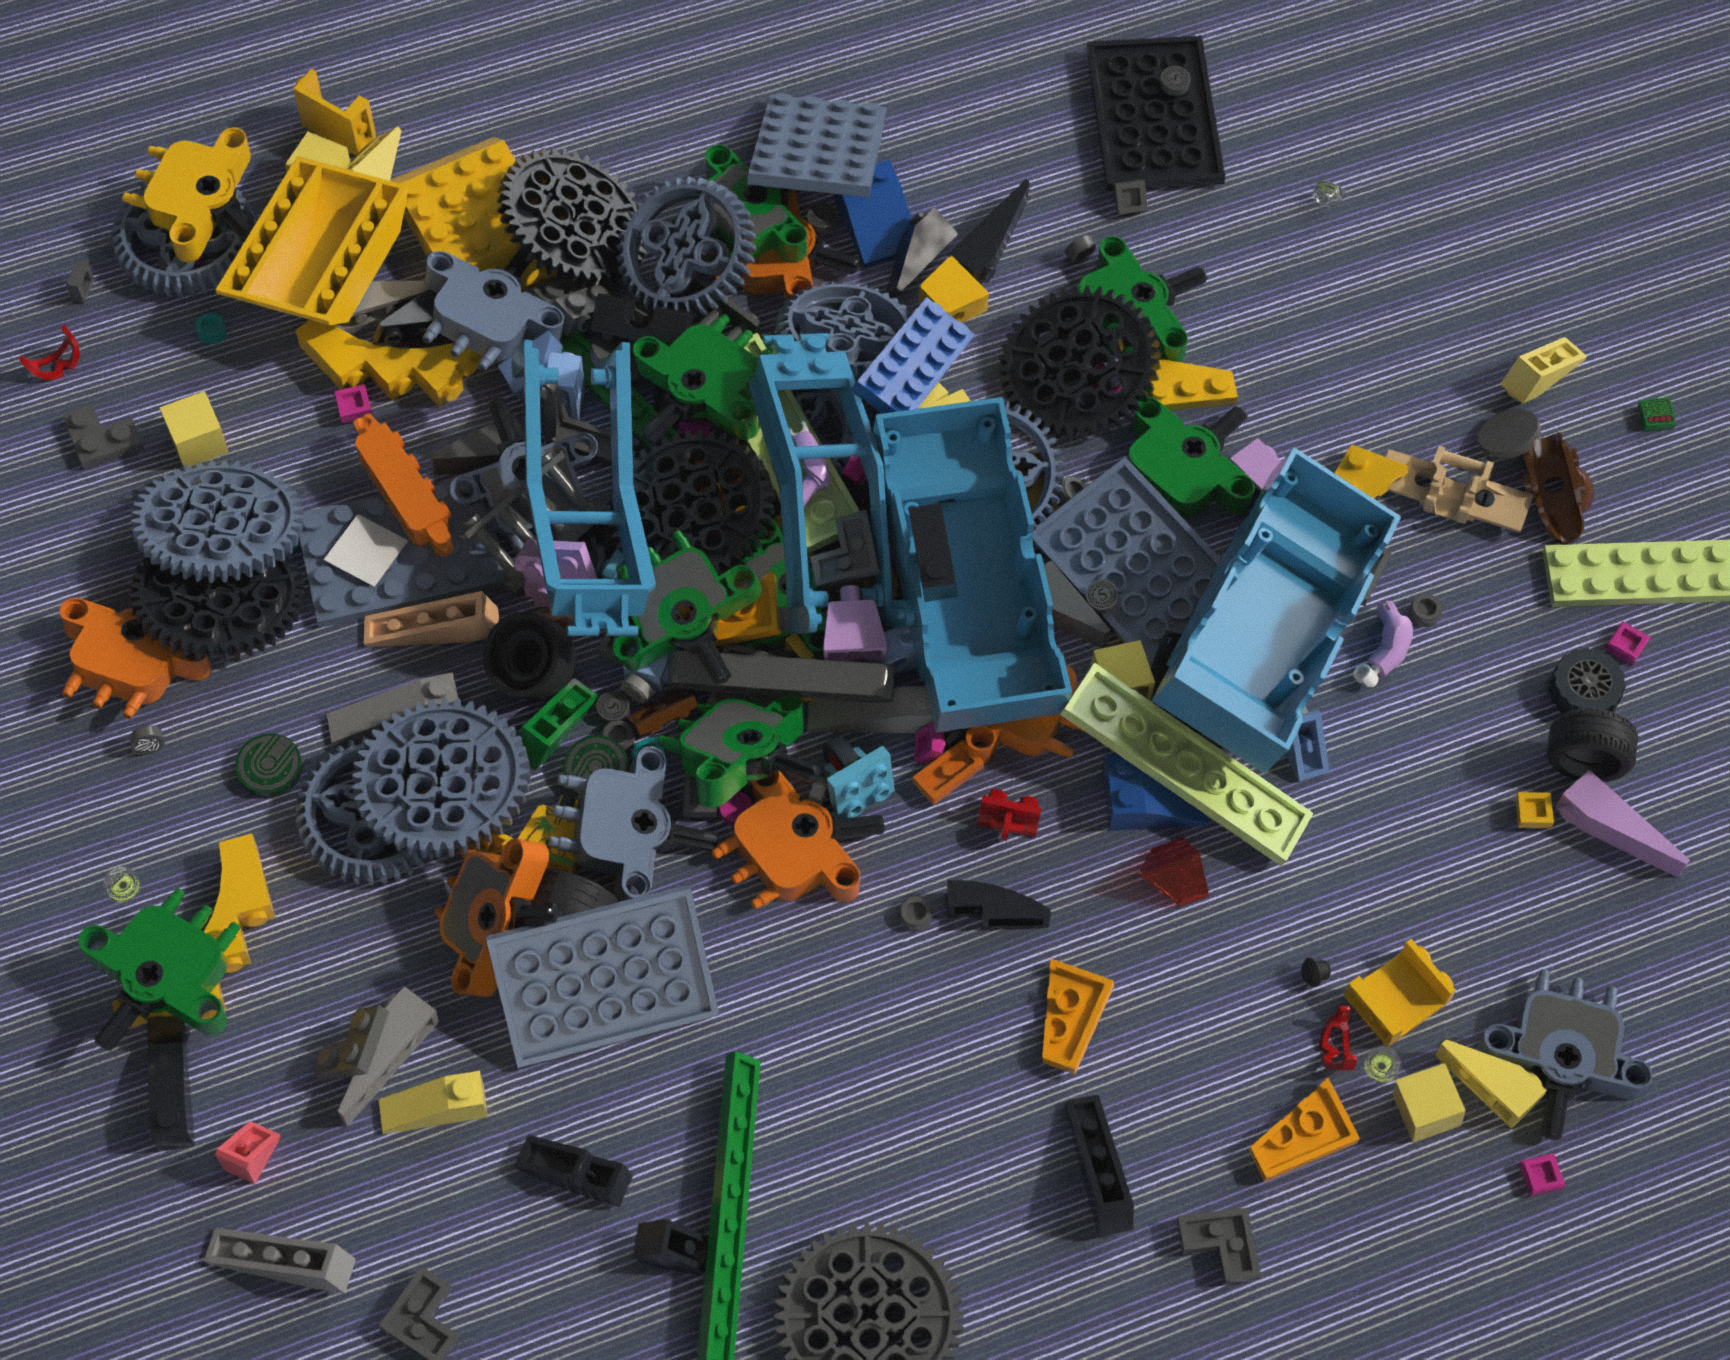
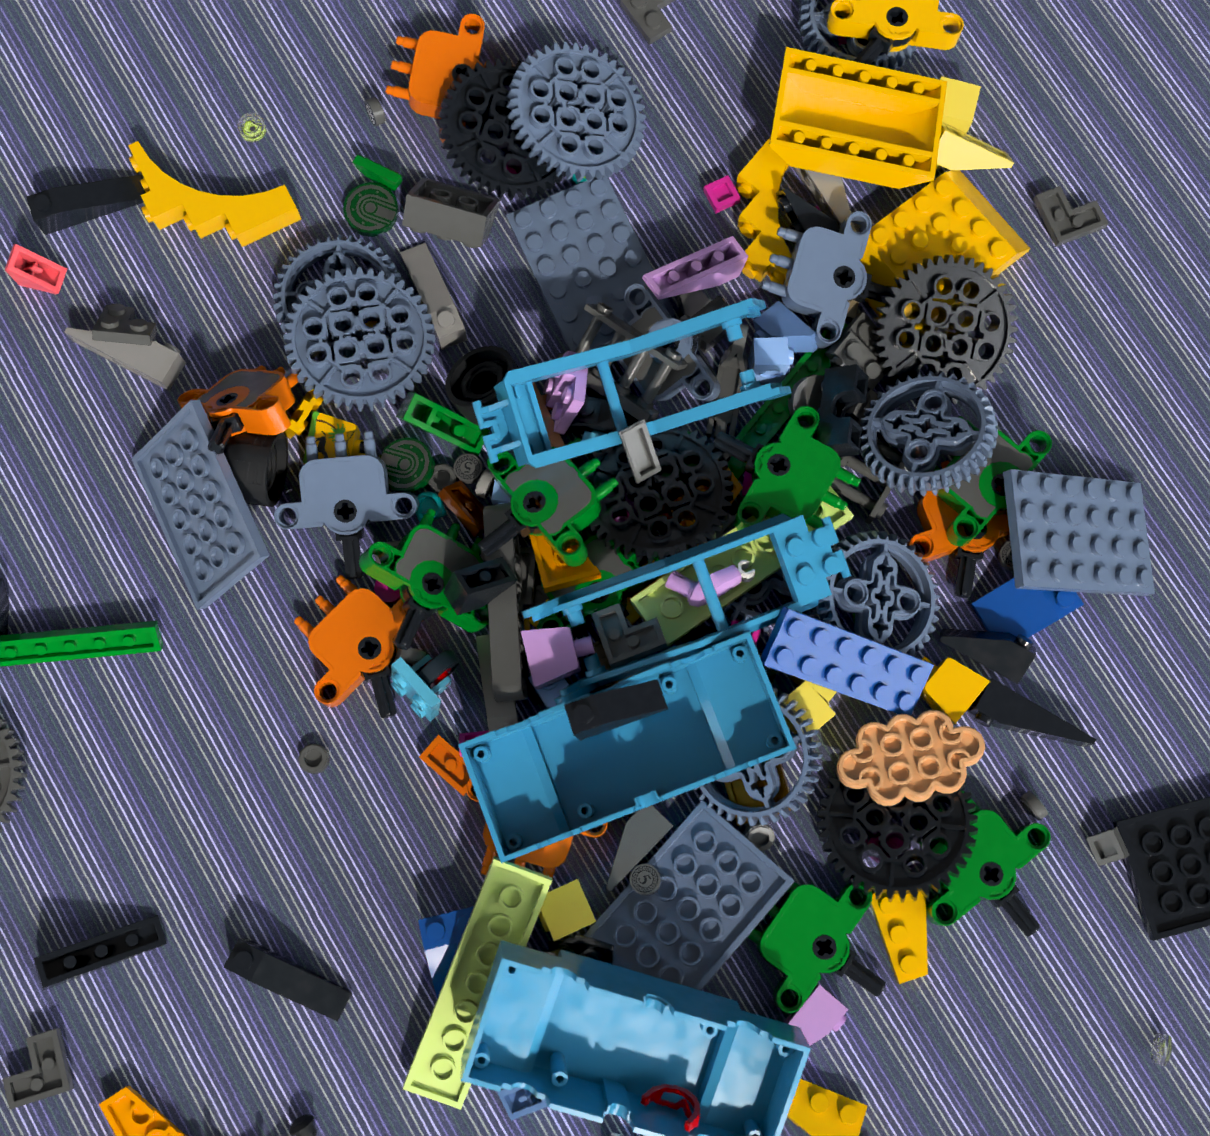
camera: 80 degrees right, 15 degrees up
(172, 953) = (163, 167): green piece -> none
(194, 429) = (664, 74): light yellow head -> none
(211, 328) = (772, 65): teal tile -> none
(230, 743) = (377, 172): none -> green tile
(300, 676) = (450, 212): none -> dark grey slope
(349, 128) = (1005, 123): yellow panel -> none
(366, 550) = (577, 236): white sticker -> none
(402, 486) = (639, 247): orange hinge -> none
(435, 1103) = (92, 403): light yellow slope -> none
(437, 622) = (519, 306): light nougat slope -> none
(446, 426) = (698, 270): none -> lavender slope
(473, 100) = (1067, 223): none -> dark grey plate
(574, 1170) = (47, 520): black slope -> none
(650, 500) = (640, 450): none -> tile
(763, 688) = (478, 585): none -> black slope
(995, 905) = (325, 826): black slope -> none
(1008, 815) = (416, 813): red hips -> none
(1017, 335) = (910, 757): none -> light nougat plate
(1073, 1011) = (234, 910): light orange wing -> none
(1153, 970) = (287, 978): none -> black slope
(1176, 872) = (383, 982): clear red slope -> none
(1332, 593) = (655, 1093): none -> red helmet

